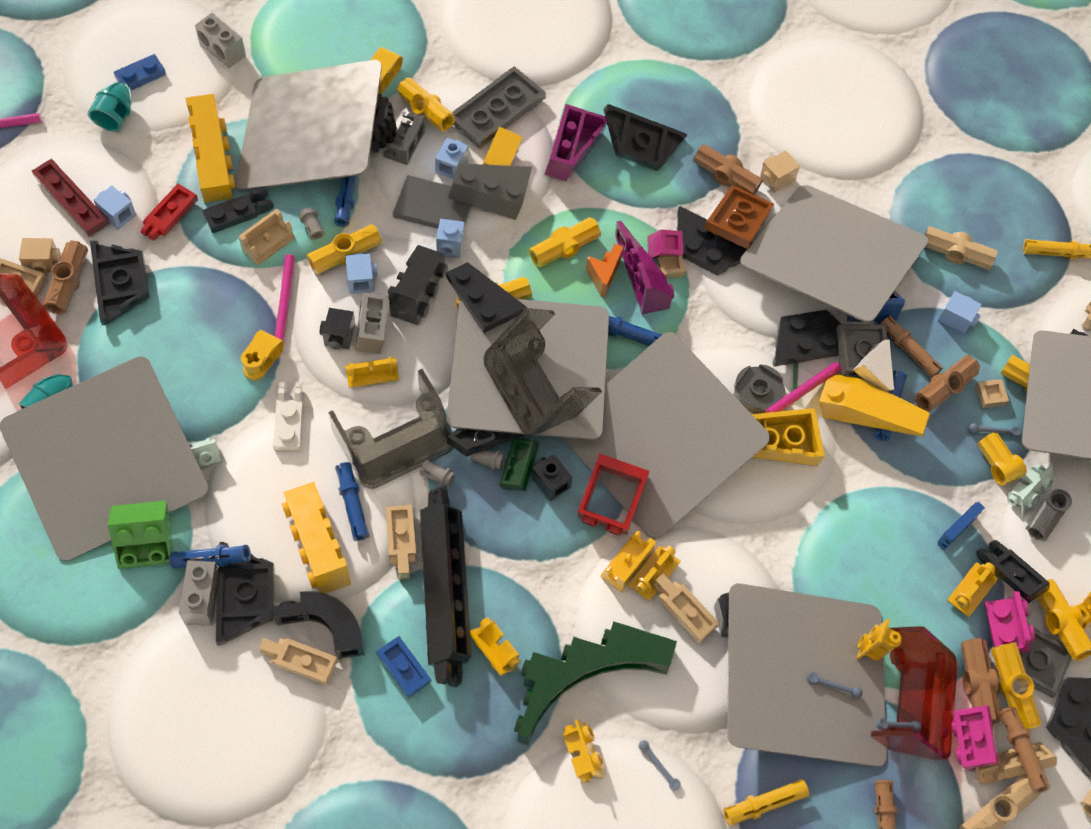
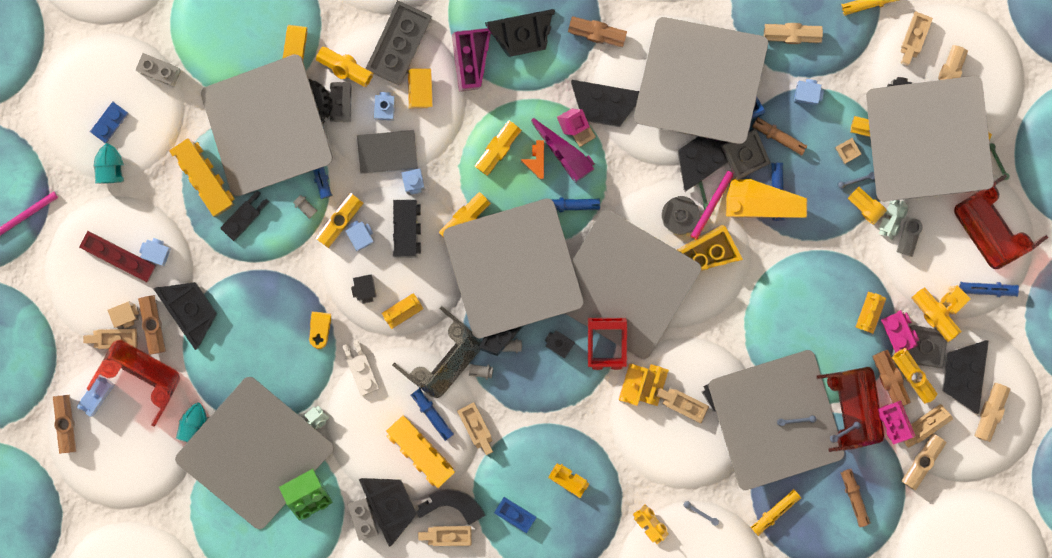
camera: 15 degrees left, 25 degrees up
(168, 212) = (196, 239): red hinge -> none
(234, 555) = (365, 491): blue pin -> none
(266, 237) = (279, 233): tan hinge -> none
(284, 297) = (313, 275): dark pink bar -> none
(371, 323) = (387, 276): light grey brick -> none
(445, 588) = (520, 452): black hinge -> none
(483, 298) = (459, 227): black wing -> none
(491, 187) = (428, 126): dark grey wedge -> none
(519, 464) = (534, 343): dark green plate -> none
(522, 381) = (518, 288): clear smoke windscreen -> none
(622, 650) = (628, 466): dark green arch -> none
(739, 216) = (620, 75): dark orange plate -> none
(779, 171) = (636, 17): tan brick -> none
(877, 366) = (759, 169): white slope -> none
(878, 642) = (816, 383): yellow hinge -> none
(947, 383) = (813, 159): medium nougat piece -> none
(960, 525) = (850, 270): blue tile -> none
(1014, 571) = (895, 292): black hinge -> none
(1019, 738) = (924, 413): medium nougat pin -> none

